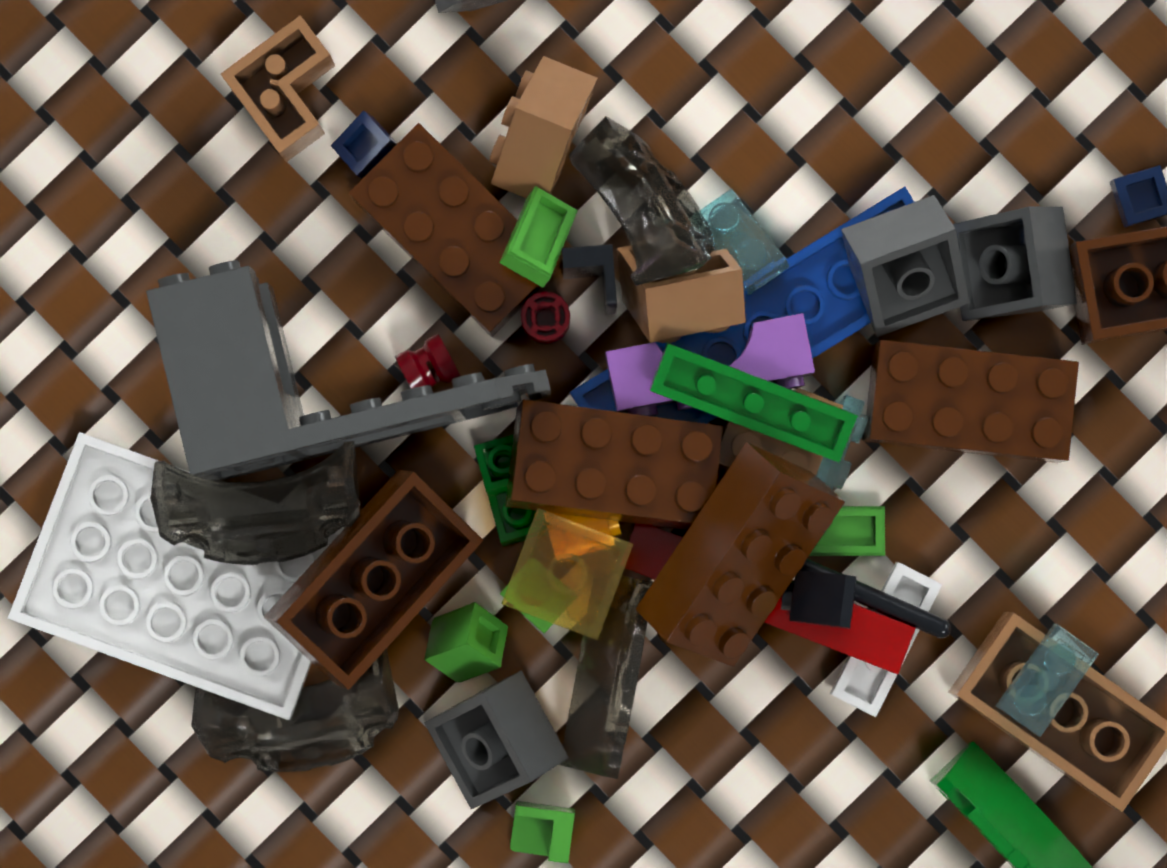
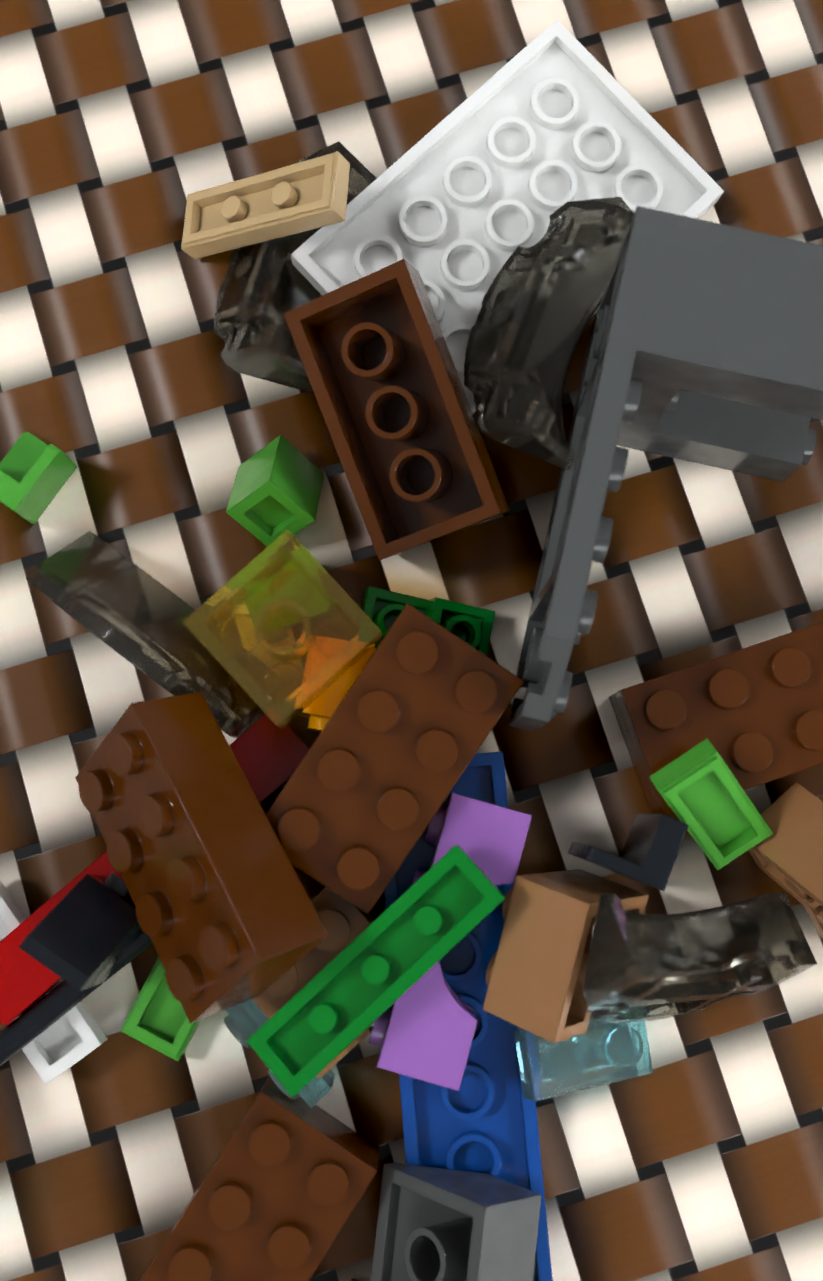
camera: 120 degrees right, 5 degrees down
(263, 756) = (266, 206): none -> tan tile
(415, 366) = (617, 603): dark red wheel -> none
(496, 740) = (147, 474): dark grey slope -> none
(545, 325) = (593, 771): dark red wheel -> none

